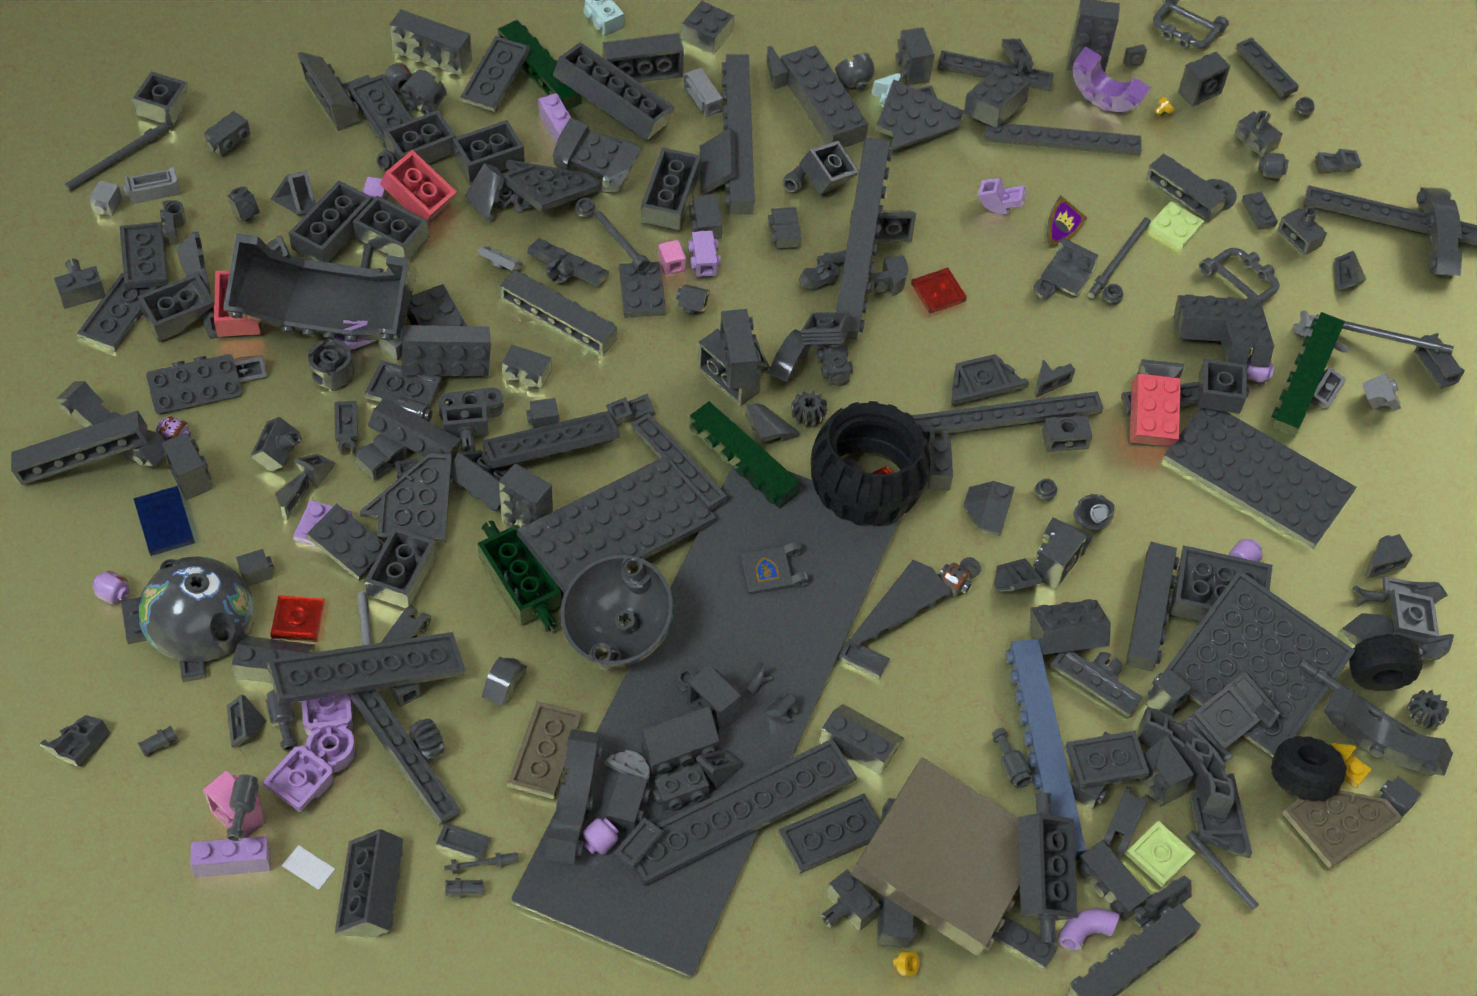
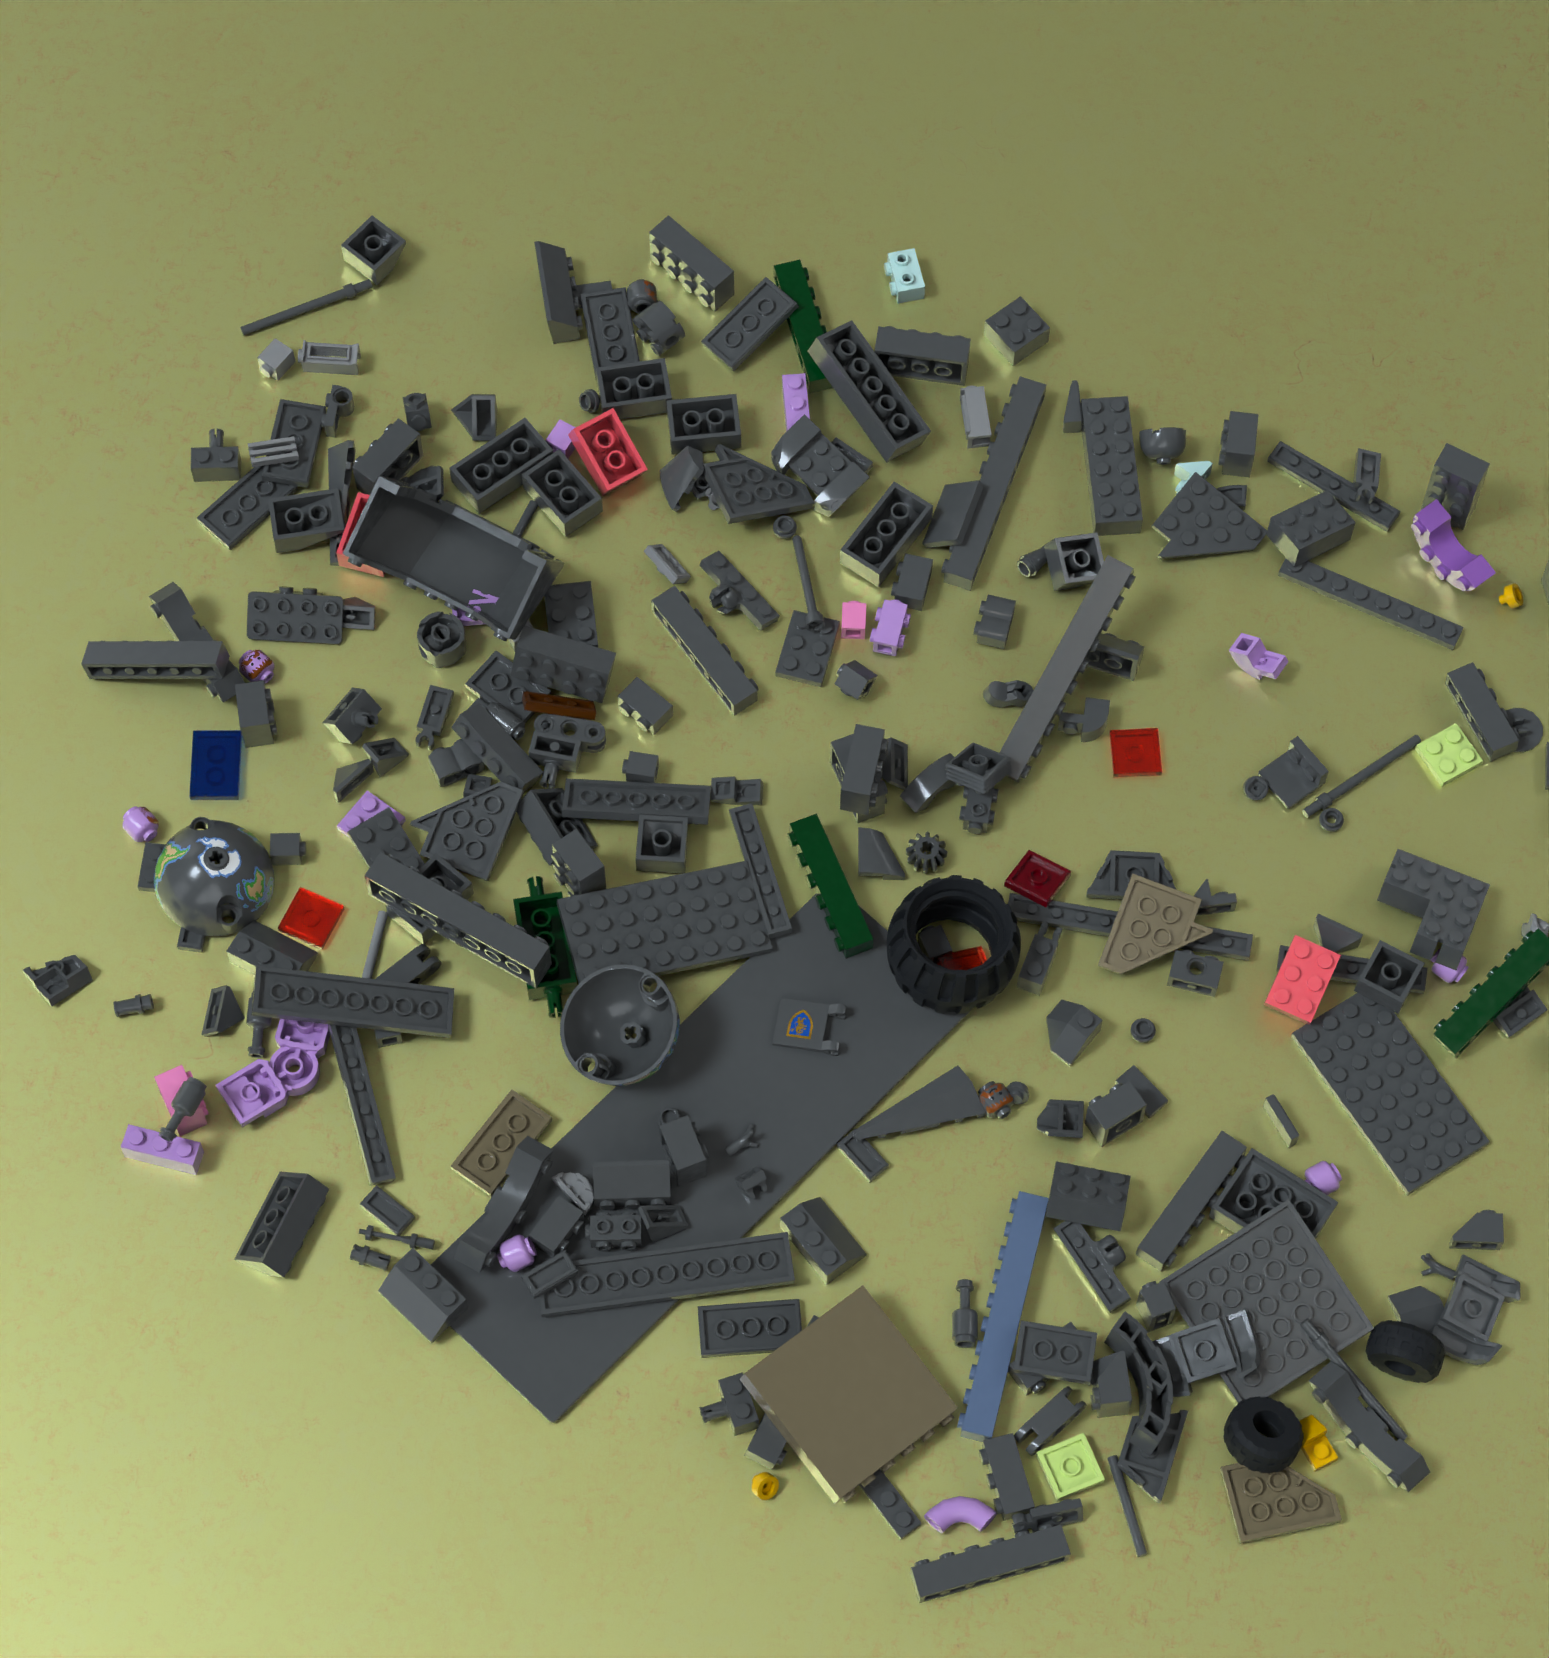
camera: 25 degrees right, 10 degrees up
(128, 263) = (272, 448): none -> light grey tile
(221, 246) = (388, 456): none -> dark grey brick
(227, 133) = (429, 316): dark grey brick -> none
(308, 867) = (233, 1184): white sticker -> none
(427, 738) = (388, 1093): dark grey gear -> none
(438, 568) = (458, 919): none -> dark grey brick
(453, 384) = (559, 705): none -> reddish brown tile
(502, 680) = (486, 1054): dark grey brick -> none
(528, 902) = (423, 1295): none -> dark grey slope
(587, 464) = (662, 844): none -> dark grey slope
(835, 258) = (1028, 676): dark grey pin -> none
(910, 399) = (1037, 878): none -> dark red tile
(1017, 405) = (1150, 925): none -> dark tan wing
(1047, 867) = (938, 1442): dark grey brick -> none
(1064, 221) = (1314, 713): shield -> none
(1094, 512) = (1178, 1076): dark grey hair -> none
(1134, 55) = (1508, 517): dark grey plate -> none
(1190, 522) = (1281, 1120): none -> dark grey tile
(1250, 260) = (1512, 828): dark grey bar -> none
(1400, 795) = (1350, 1496): dark grey brick -> none
(1428, 709) = (1425, 1420): dark grey gear -> none

